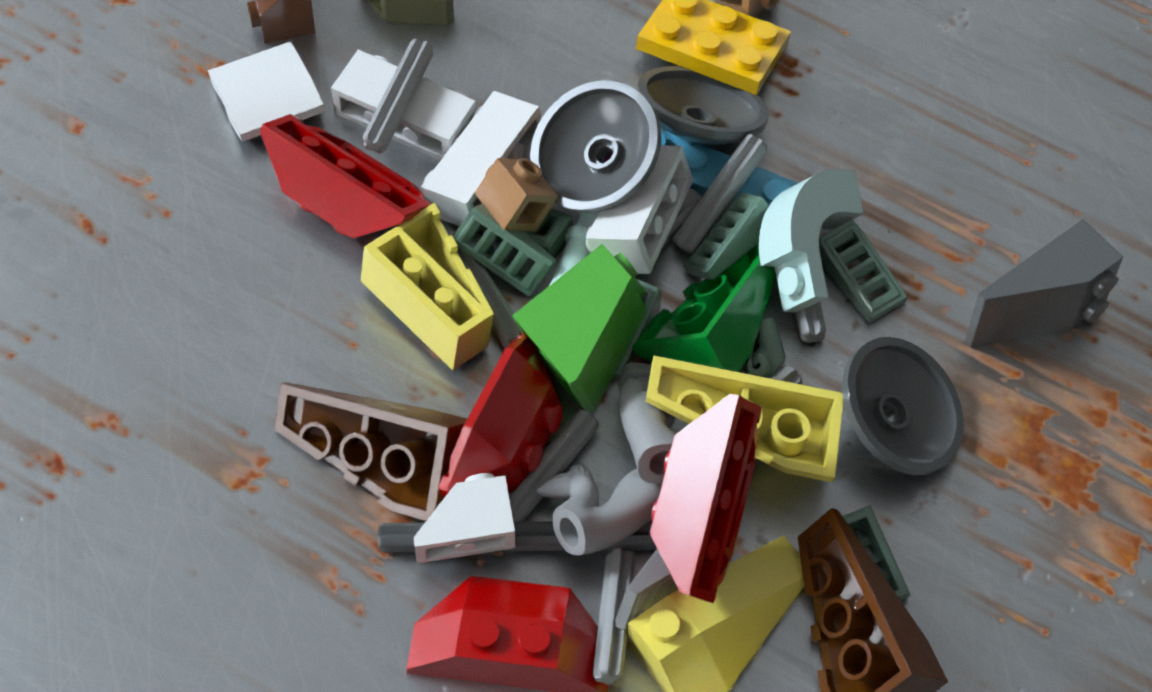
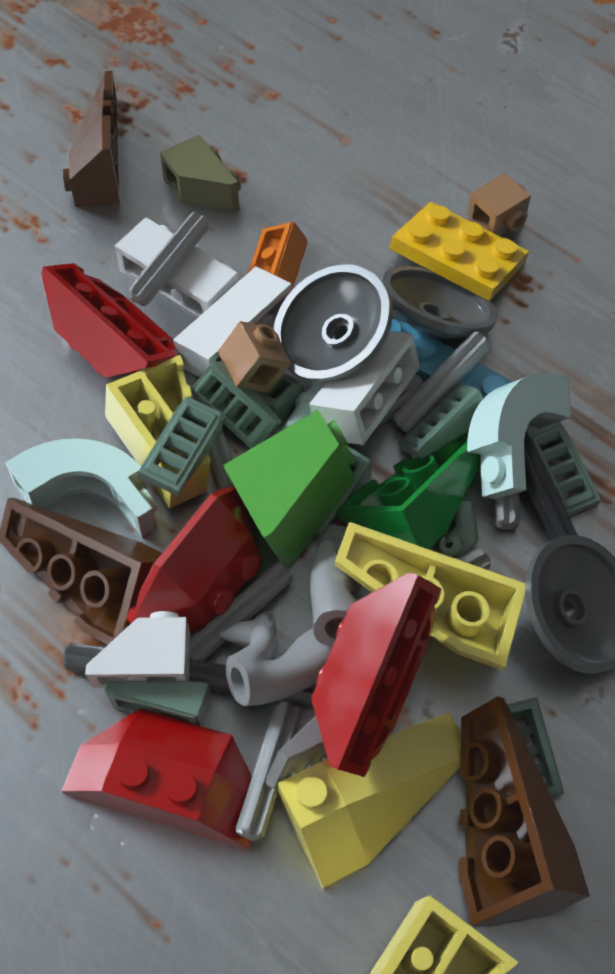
camera: 10 degrees right, 0 degrees up
(265, 89) = (64, 240): white slope -> none
(352, 339) = (84, 466): none -> light aqua arch
(471, 273) = (195, 422): none -> sand green slope
(500, 561) = (174, 699): none -> sand green slope
(511, 68) = (280, 251): none -> orange slope
(847, 299) = (544, 494): none -> black axle

